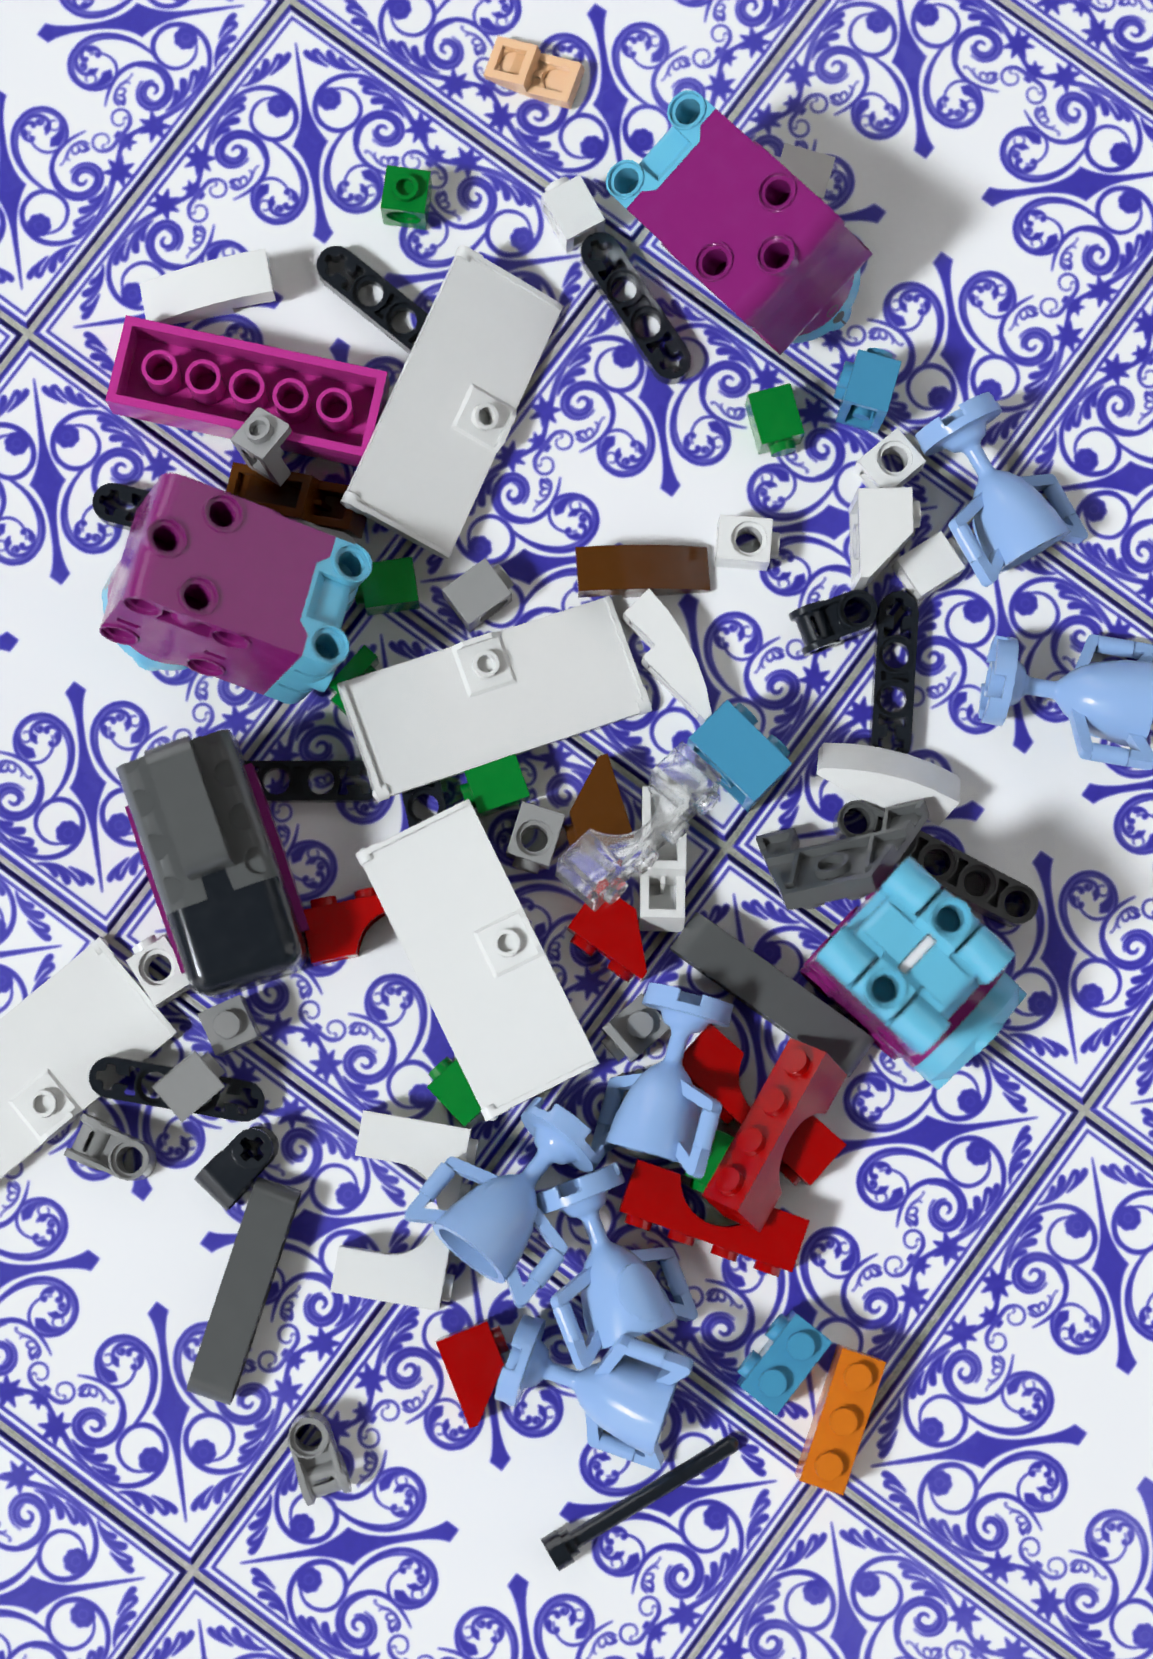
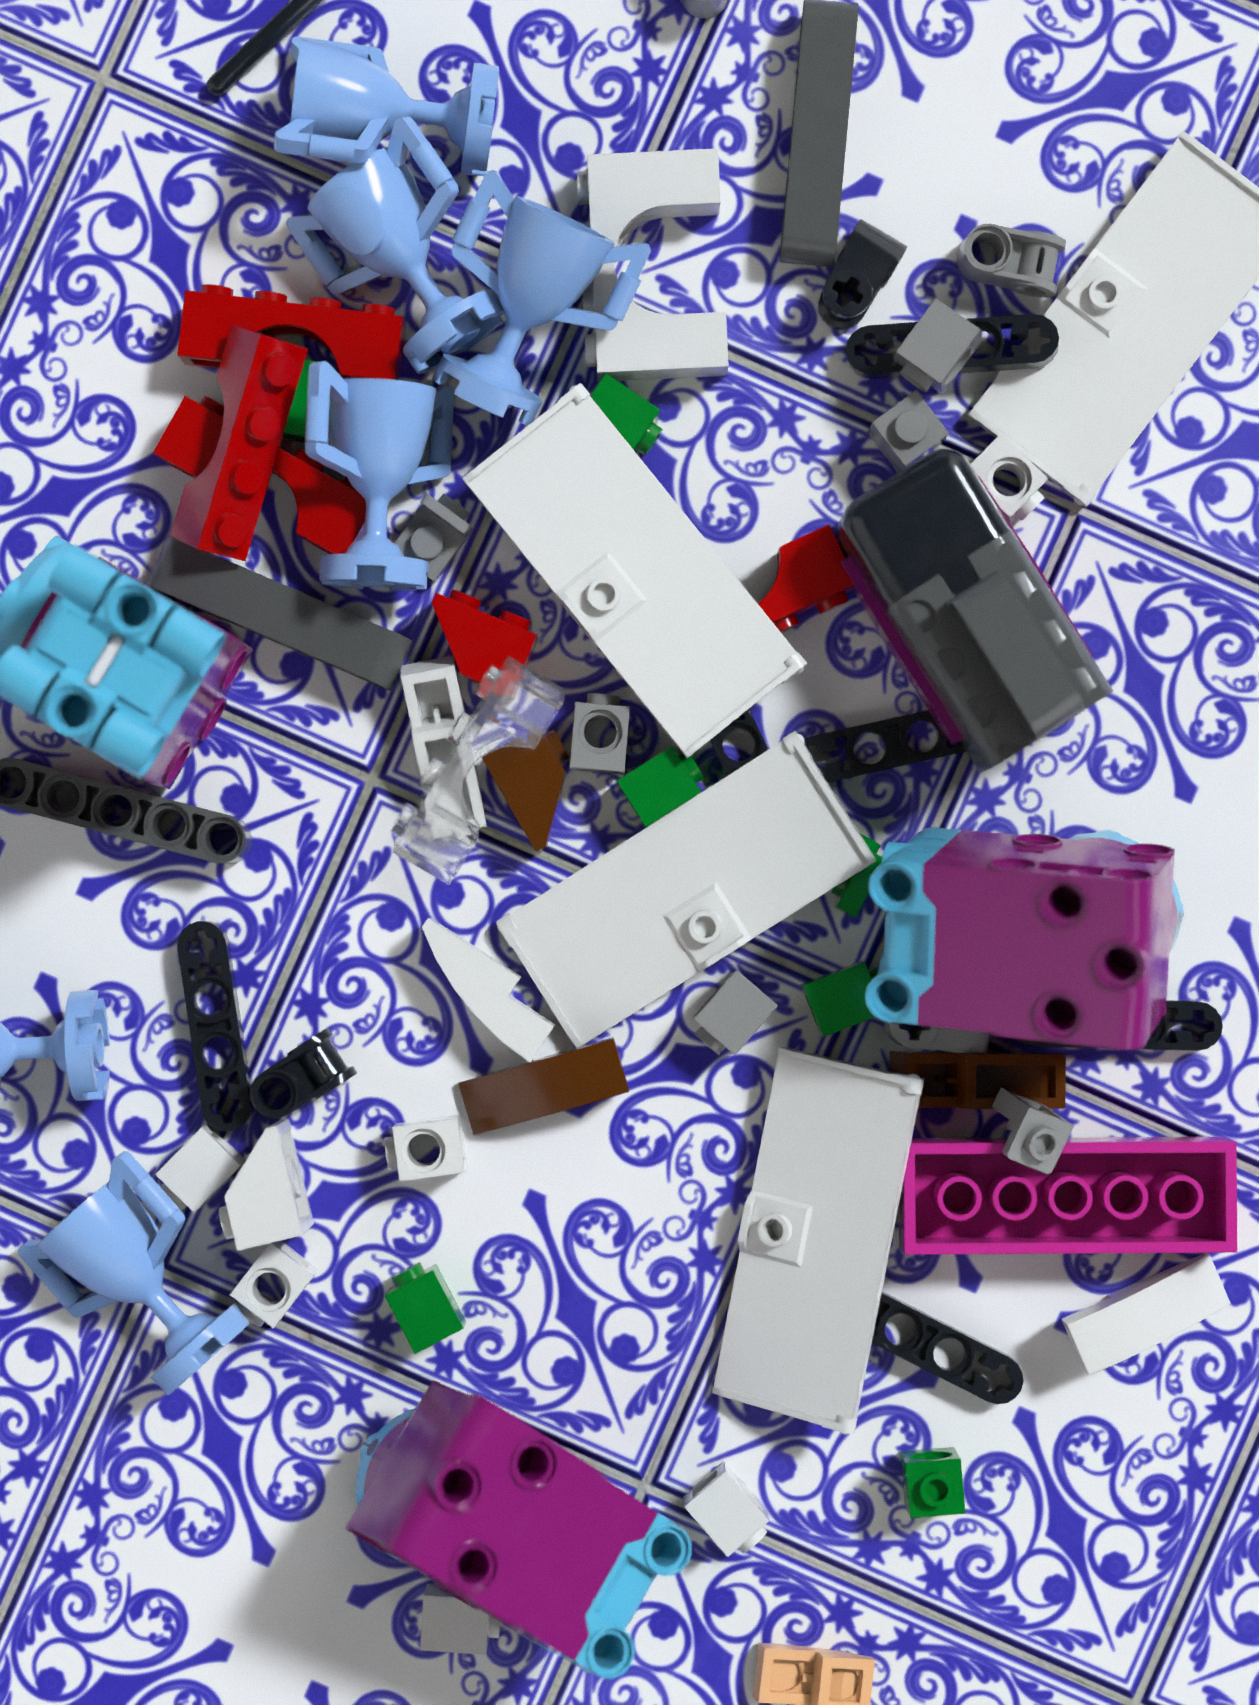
camera: 175 degrees right, 5 degrees up
(473, 1364) = (533, 106): red slope -> none
(640, 305) = (628, 1405): black beam -> none
(740, 753) = (378, 884): dark azure brick -> none
(783, 1361) = (174, 189): dark azure brick -> none
(840, 1419) = (94, 138): orange brick -> none
(841, 867) = (224, 766): dark grey wing -> none
(866, 389) = (319, 1367): dark azure brick -> none
(889, 778) = (192, 897): white slope -> none

